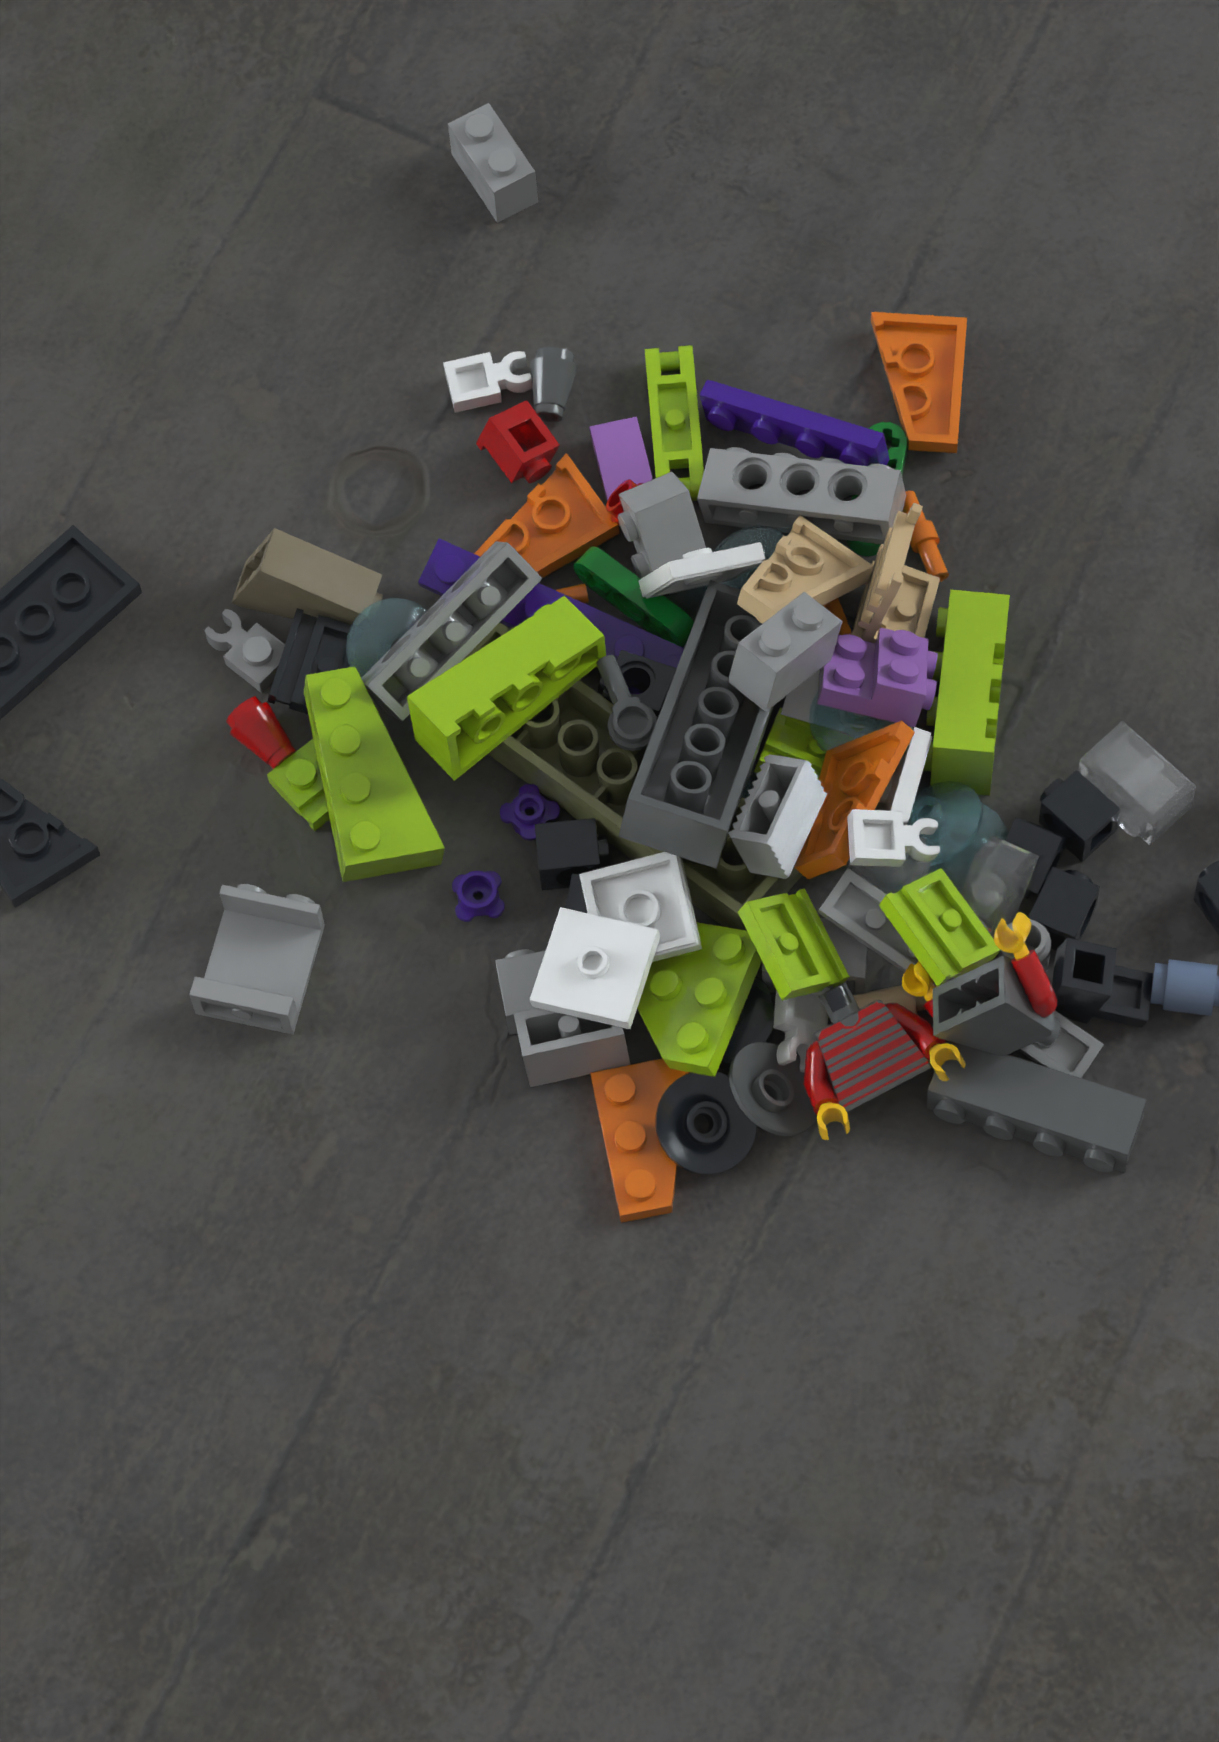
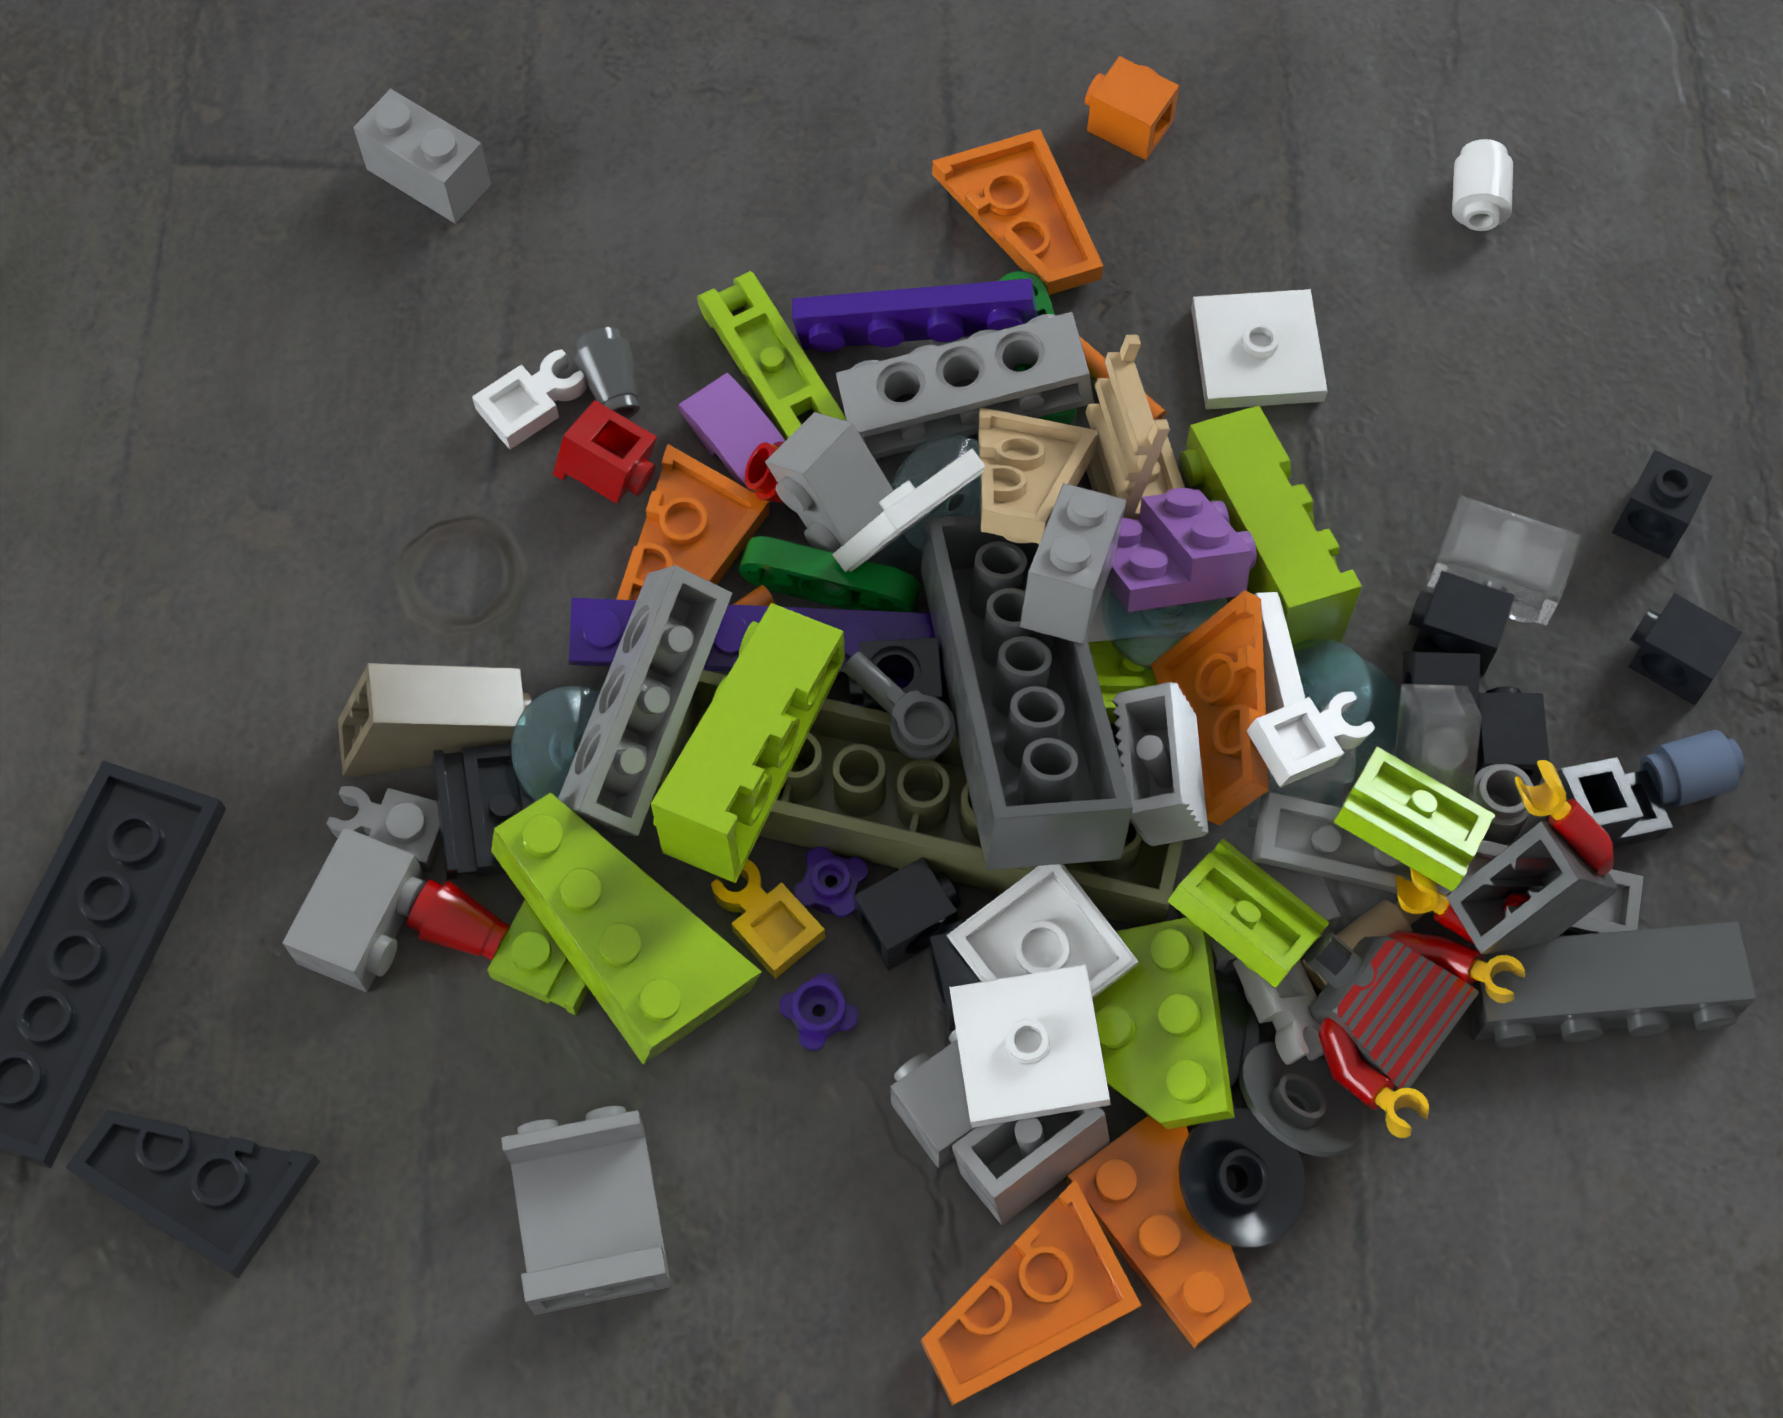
camera: 30 degrees left, 0 degrees up
(196, 697) = (355, 910): none -> light grey brick
(473, 822) = (771, 924): none -> yellow plate
(523, 1143) = (1032, 1301): none -> orange wing
(1046, 553) = (1258, 349): none -> white plate
(1049, 327) = (1131, 107): none -> orange brick

